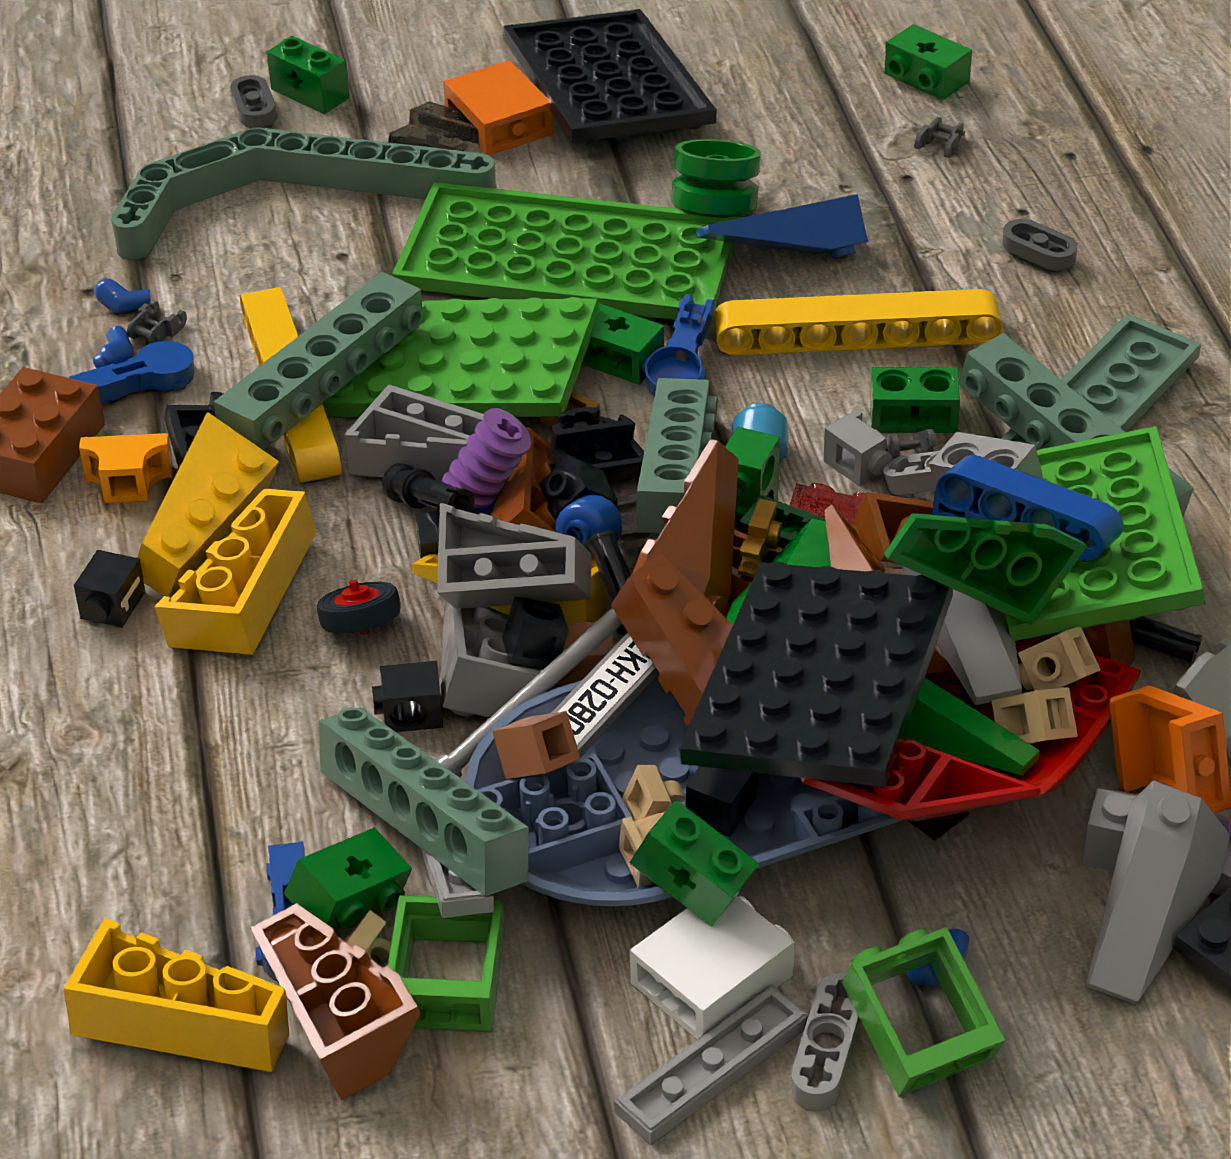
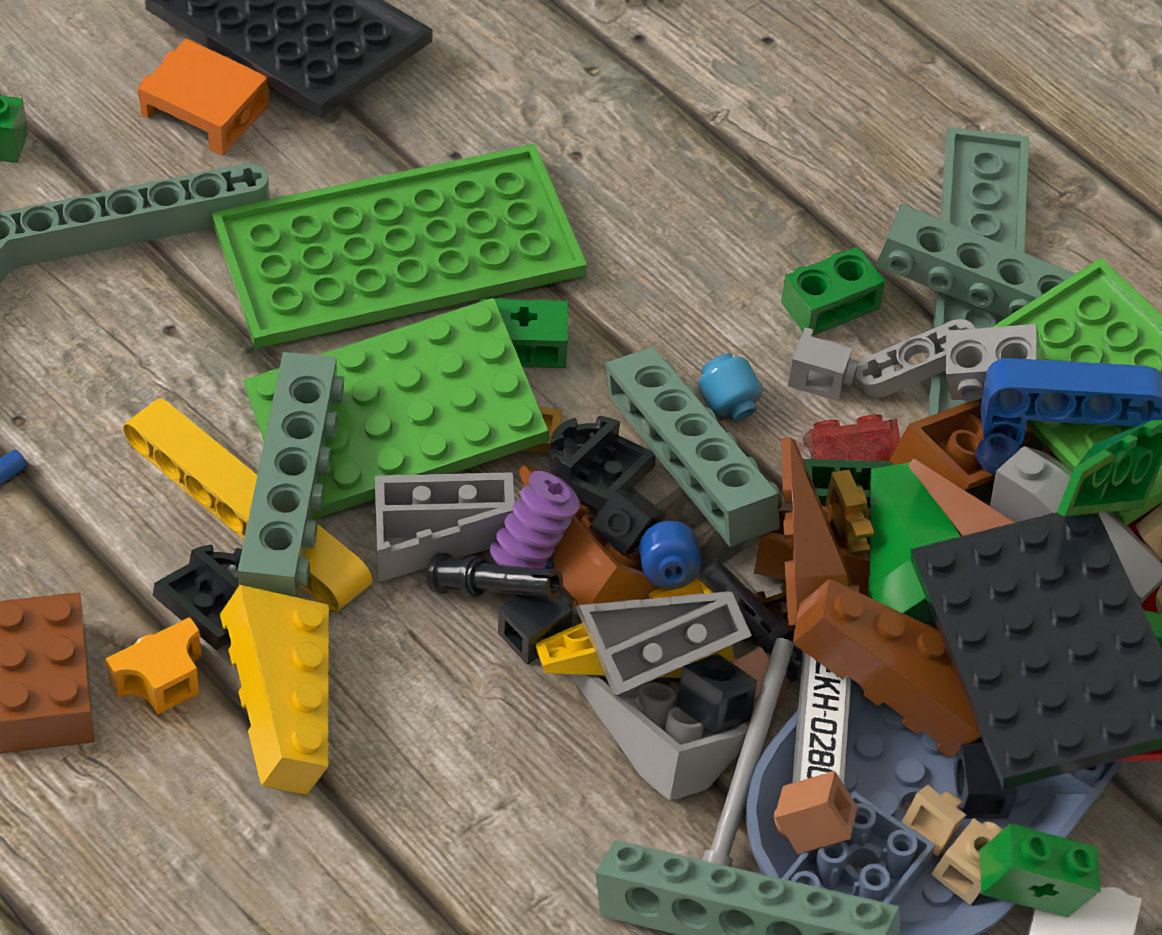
camera: 35 degrees left, 10 degrees up
(109, 588) = (257, 813): black brick -> none
(117, 349) = (39, 535): blue arm -> none
(166, 327) = (64, 487): dark grey piece -> none
(166, 368) = (109, 534): blue piece -> none
(244, 578) = (385, 761): yellow wedge -> none
(358, 607) = (512, 728): black wheel -> none
(409, 696) = (629, 802): black brick -> none
(437, 127) = (159, 147): clear smoke slope -> none
(687, 336) = (592, 348): blue piece -> none
(716, 177) = (492, 110): green wheel -> none
(757, 468) = (763, 427): green brick -> none
(809, 228) = (601, 135): blue wedge -> none
(857, 322) = (720, 225): yellow beam -> none
(922, 443) = (867, 336): dark grey piece -> none
(1039, 244) = (817, 75): dark grey plate -> none

